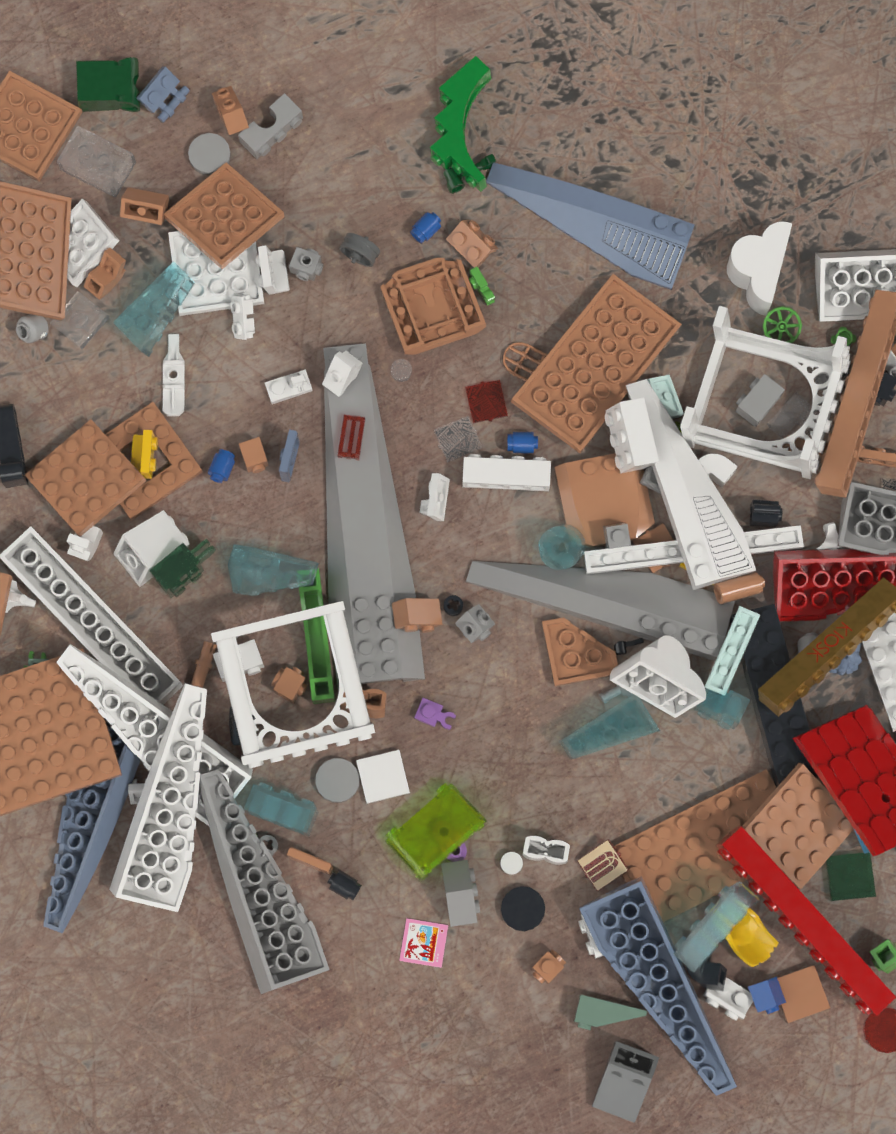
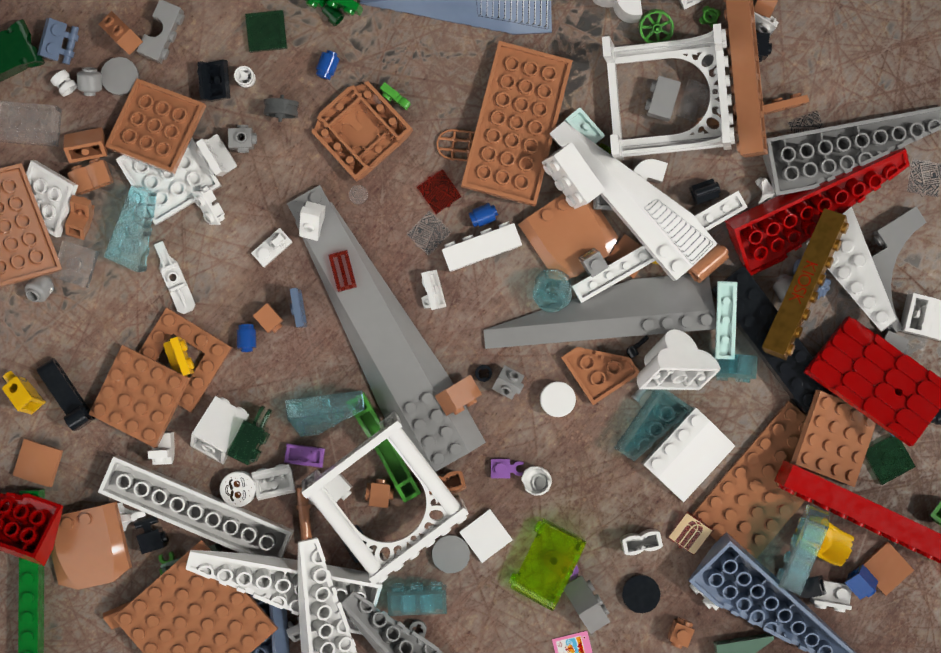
camera: 25 degrees left, 10 degrees up
(31, 631) = (150, 539): none -> black brick
(135, 239) = (91, 176): none -> nougat brick
(144, 617) = (238, 488): none -> white head
(150, 137) = (64, 83): none -> white wheel
(176, 145) = (89, 81): none -> light grey head
(184, 624) = (273, 481): none -> white bracket
(227, 611) = (304, 455): none -> medium lavender plate
(303, 196) = (213, 80): none -> black bracket
(310, 861) = (458, 631): nougat tile -> none
(336, 200) = (241, 74): none -> white wheel
(344, 885) = (492, 635): black brick -> none
(378, 170) = (266, 31): none -> clear green tile
(461, 738) = (536, 480): none -> white hair
(472, 242) = (371, 61): nougat bracket -> none
(511, 863) = (617, 561): white tile -> none
(520, 664) = (557, 399): none -> white head
(635, 780) = (688, 454): none -> white slope

